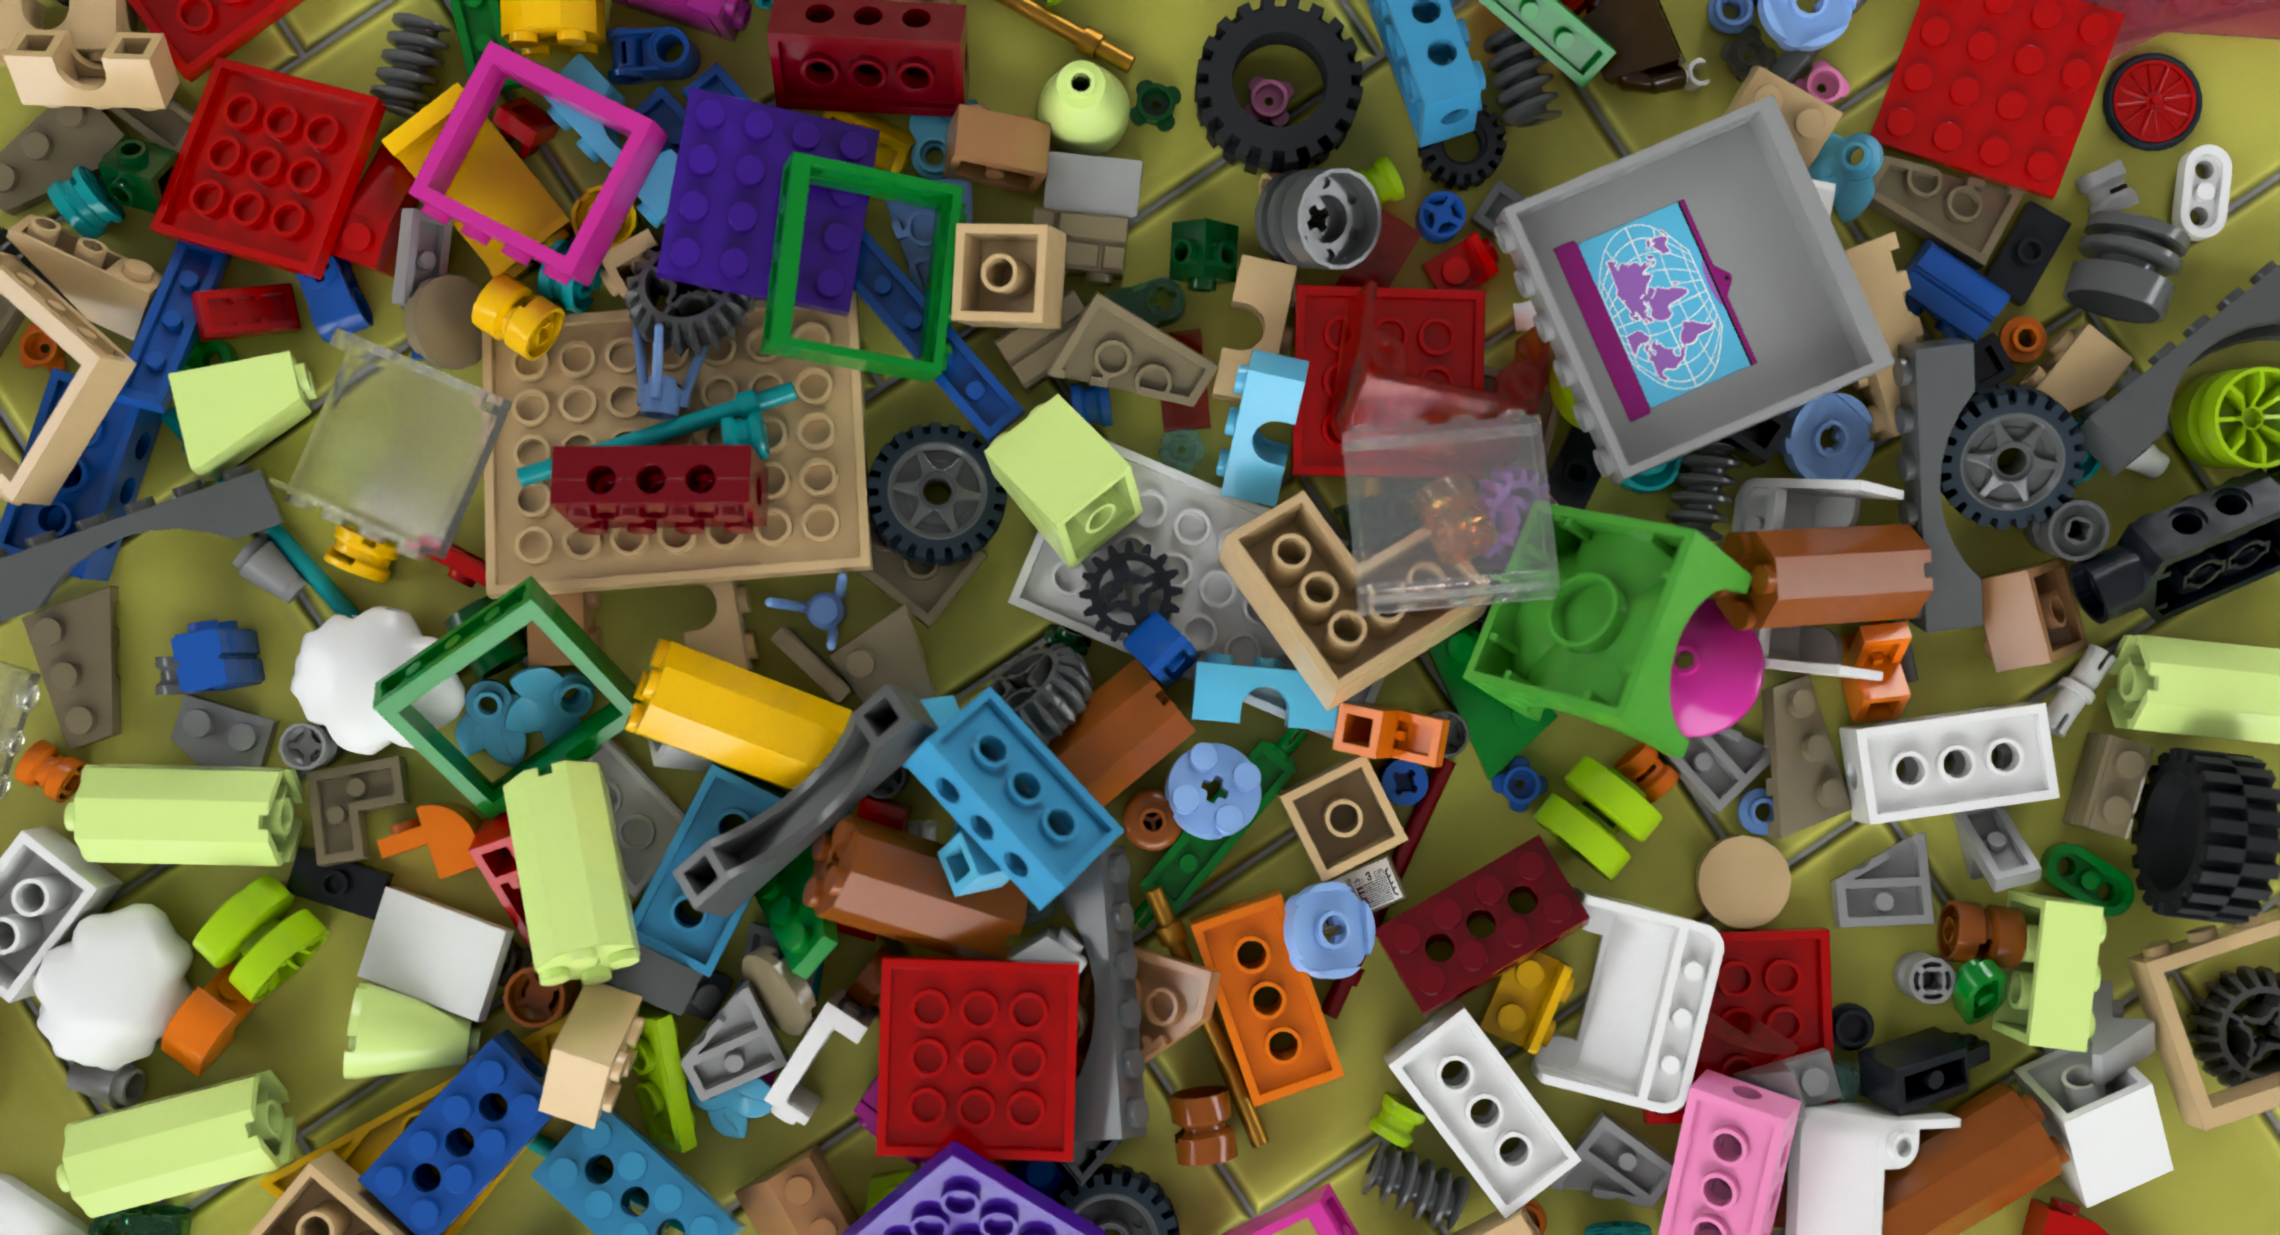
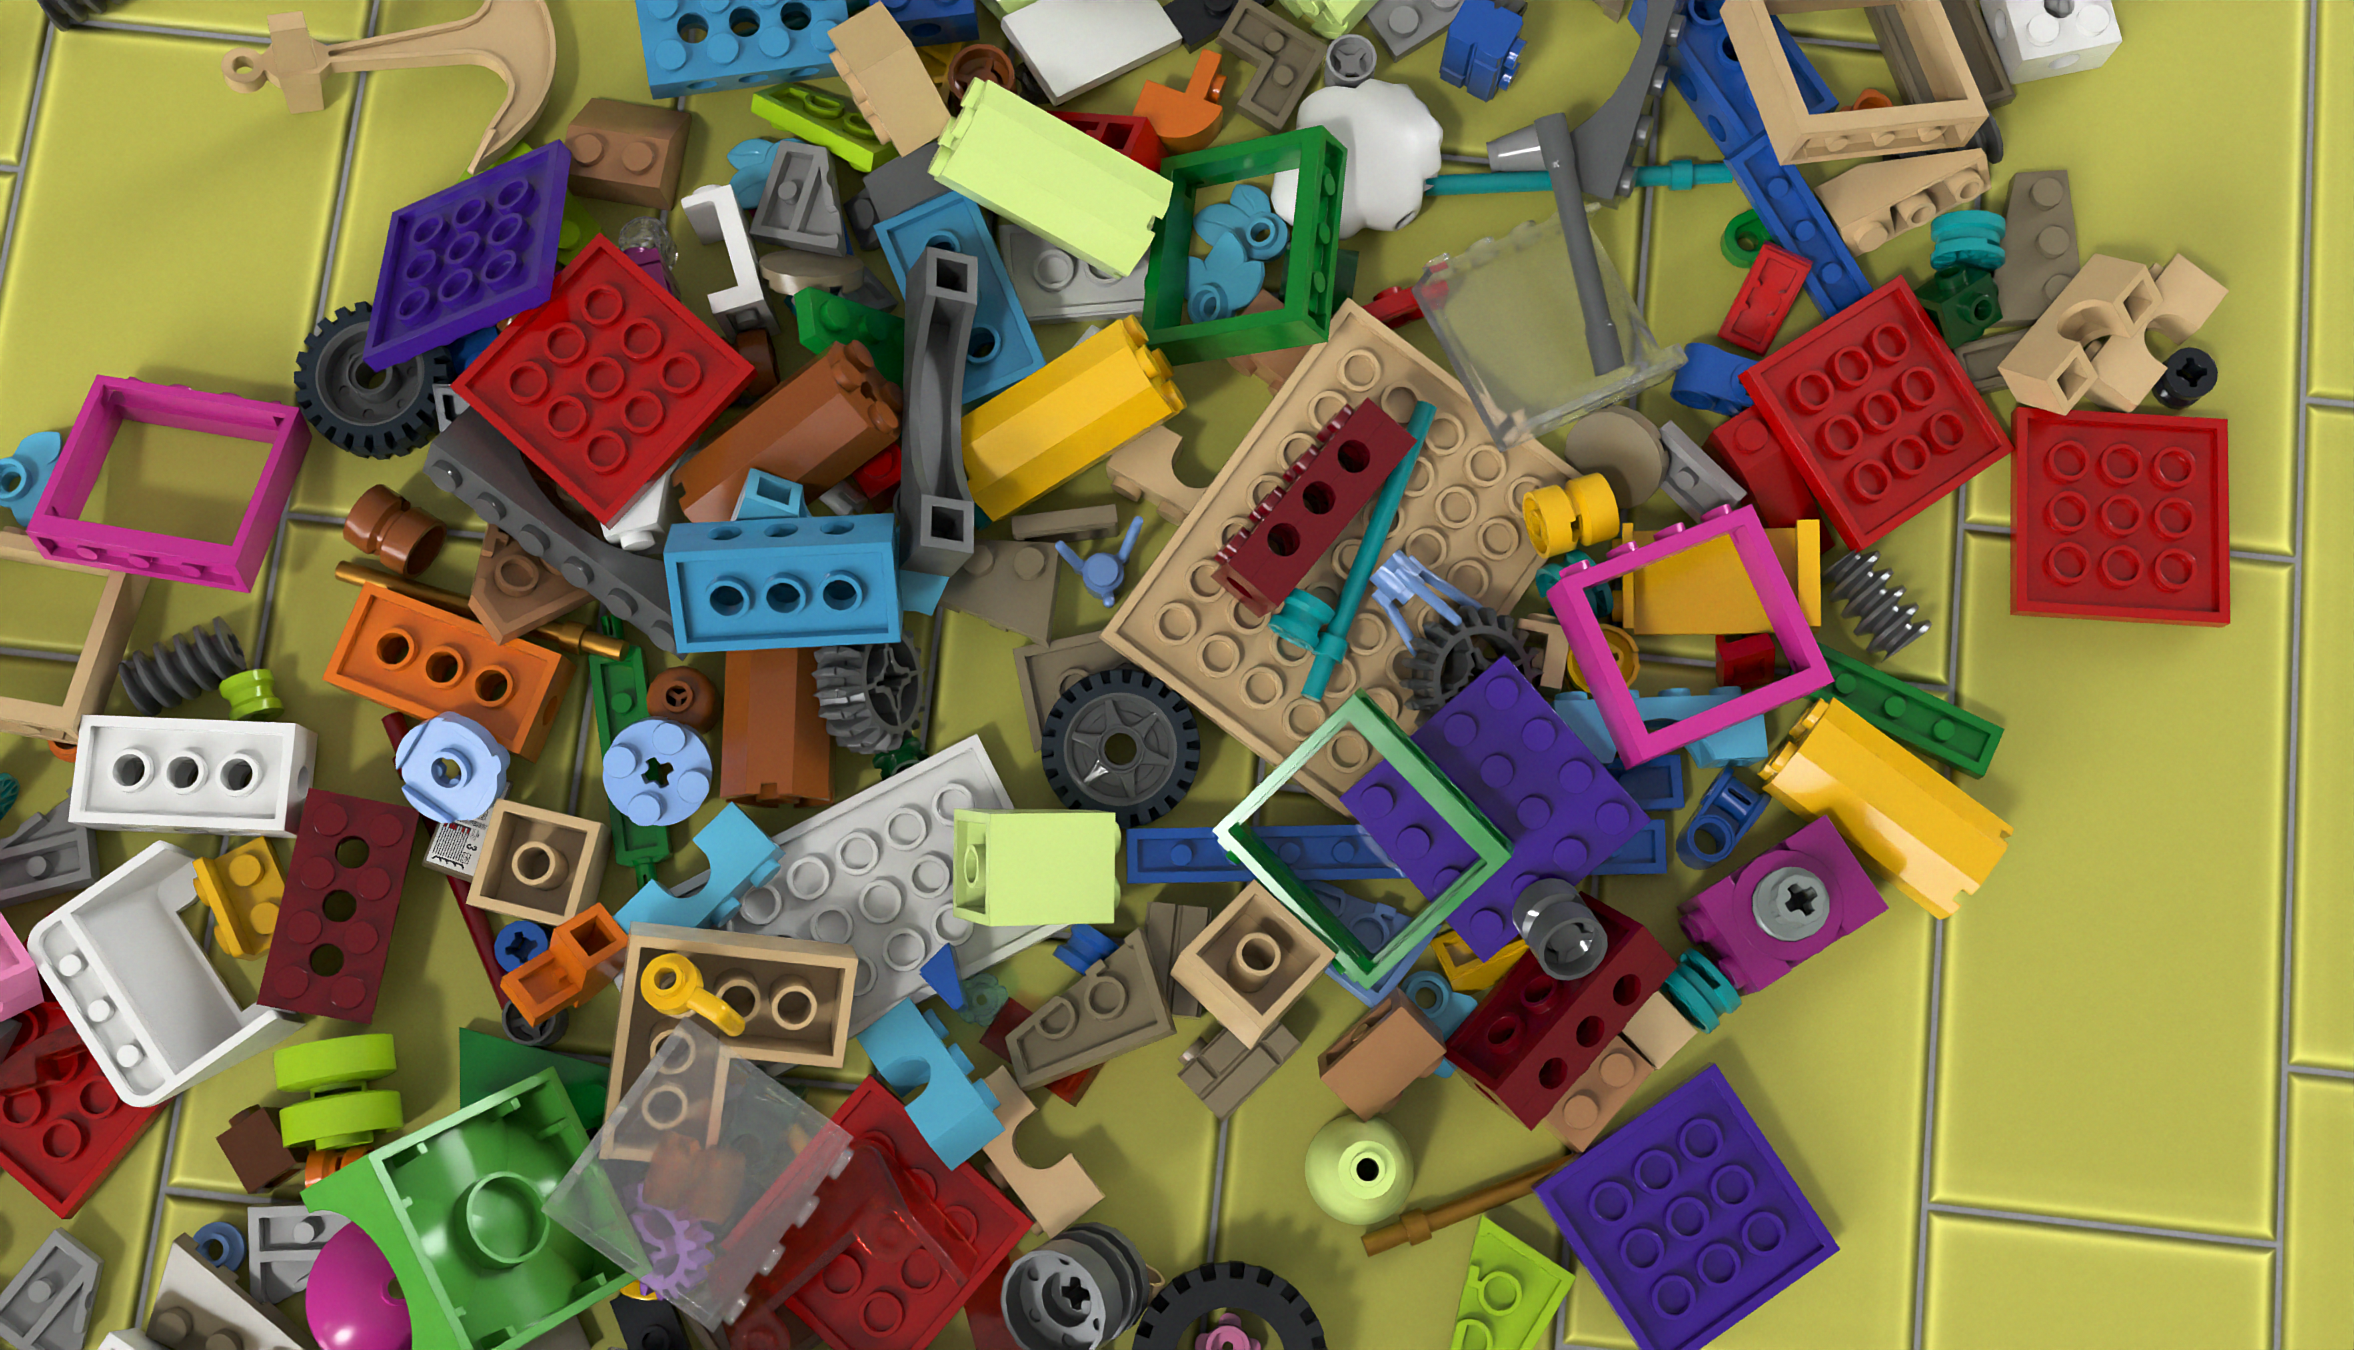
camera: 130 degrees right, 10 degrees down
(239, 408) = (1680, 223): yellowish green slope -> none
(261, 527) = (1559, 161): none -> dark grey piece
(361, 555) = (1472, 223): yellow wheel -> none
(815, 89) = (1559, 929): none -> dark grey wheel
(849, 1139) = (649, 233): none -> clear wheel
(1093, 184) = (1280, 1117): light grey panel -> none
(1121, 572) = (866, 836): black gear -> none
(1141, 297) = (1141, 1068): clear green piece -> none
(1154, 92) = (1325, 1240): dark green plate -> none
(1161, 649) = (816, 824): blue slope -> none
(1188, 478) = (944, 976): none -> blue slope
(1203, 253) = (1134, 1164): dark green brick -> none
(1343, 618) = (686, 993): none -> yellow plate
(1533, 784) = (419, 1047): blue plate -> none
(1676, 840) = (257, 1150): none -> reddish brown brick
(1742, 881) = (174, 1180): tan tile -> none

